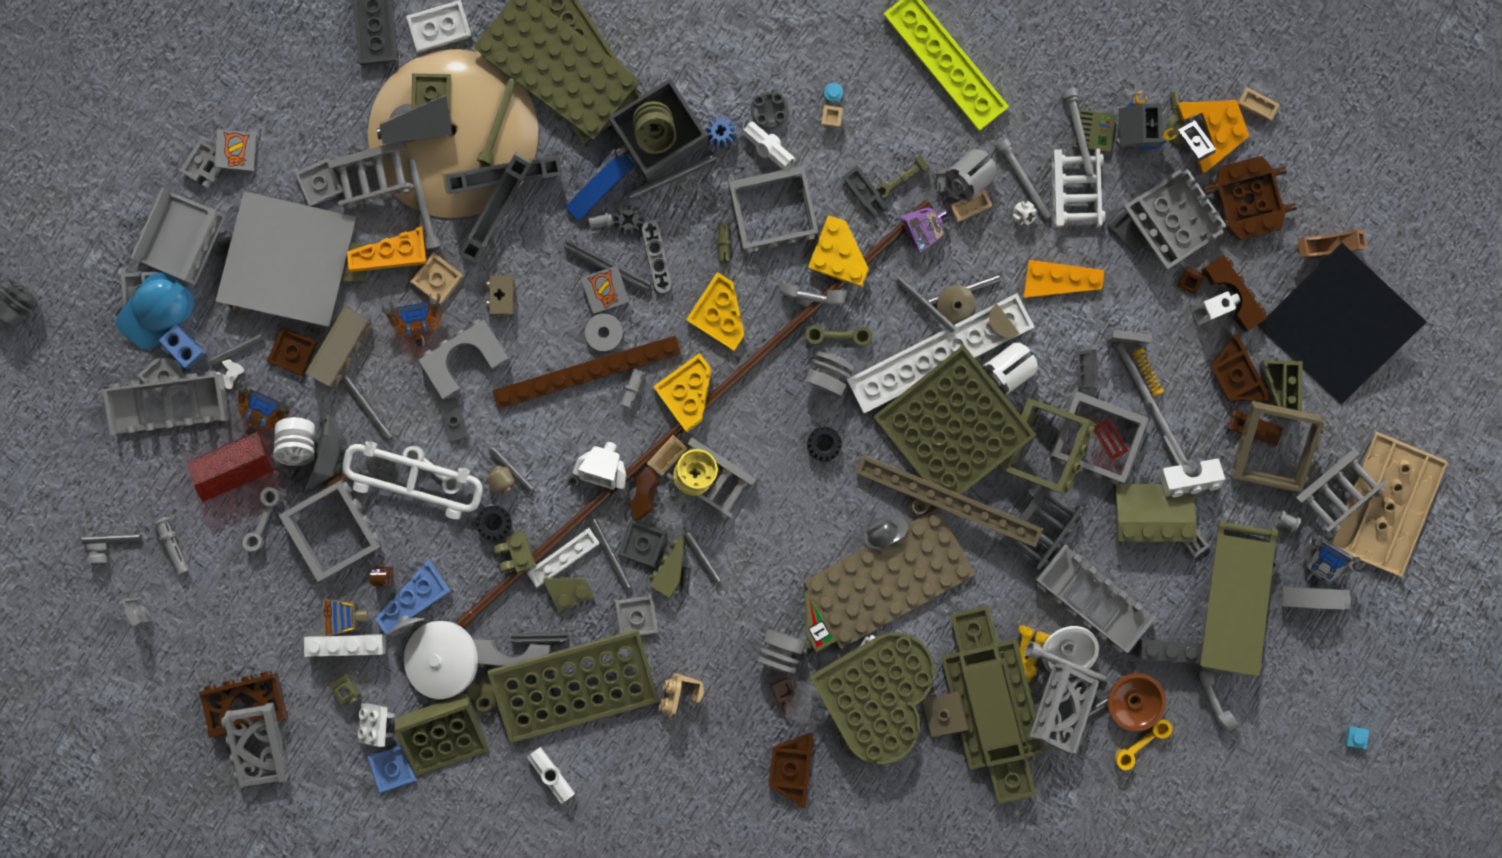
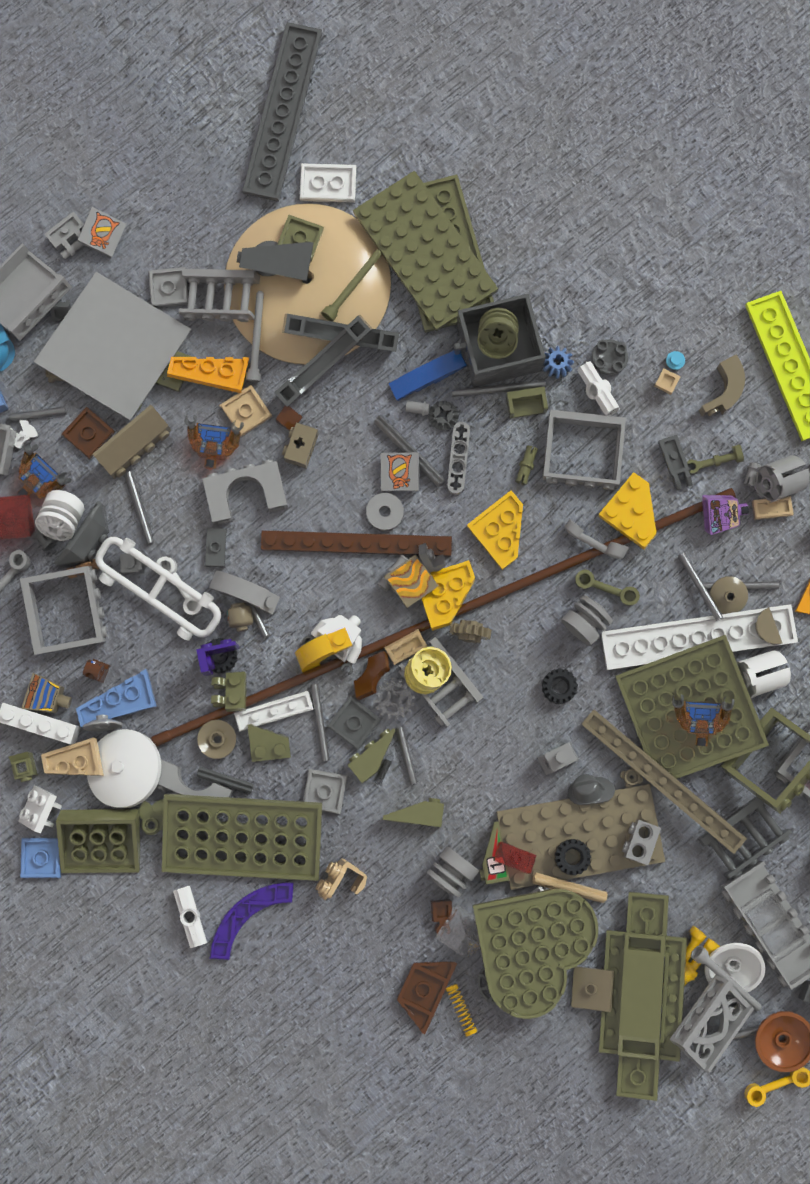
camera: 20 degrees right, 5 degrees down
(391, 667) = (75, 759): none -> tan wing
(480, 273) = (288, 417): none -> reddish brown slope
(483, 534) = (204, 654): none -> dark purple bracket
(496, 454) = (245, 591): none -> light grey arch
(508, 602) = (209, 732): none -> dark tan dish
(588, 484) = (320, 648): none -> yellow arch
(598, 753) = (242, 911): none -> dark purple tile
(651, 392) = (411, 581): none -> slope
(662, 366) = (429, 560): none -> flat silver bracket
(704, 181) = (526, 402): none -> olive panel
(723, 421) = (470, 631): none -> dark tan gear
(735, 606) = (423, 813): none -> olive slope
(819, 755) = (470, 1032): none -> yellow piece
(834, 619) = (514, 857): none -> clear red plate
(845, 512) = (558, 758): none -> light grey torso
(895, 92) = (734, 381): none -> dark tan arch
(899, 600) = (584, 861): none -> black tyre
(908, 628) = (583, 891): none -> tan axle
(952, 564) = (647, 844): none -> light grey brick
(966, 430) = (702, 717): none -> torso

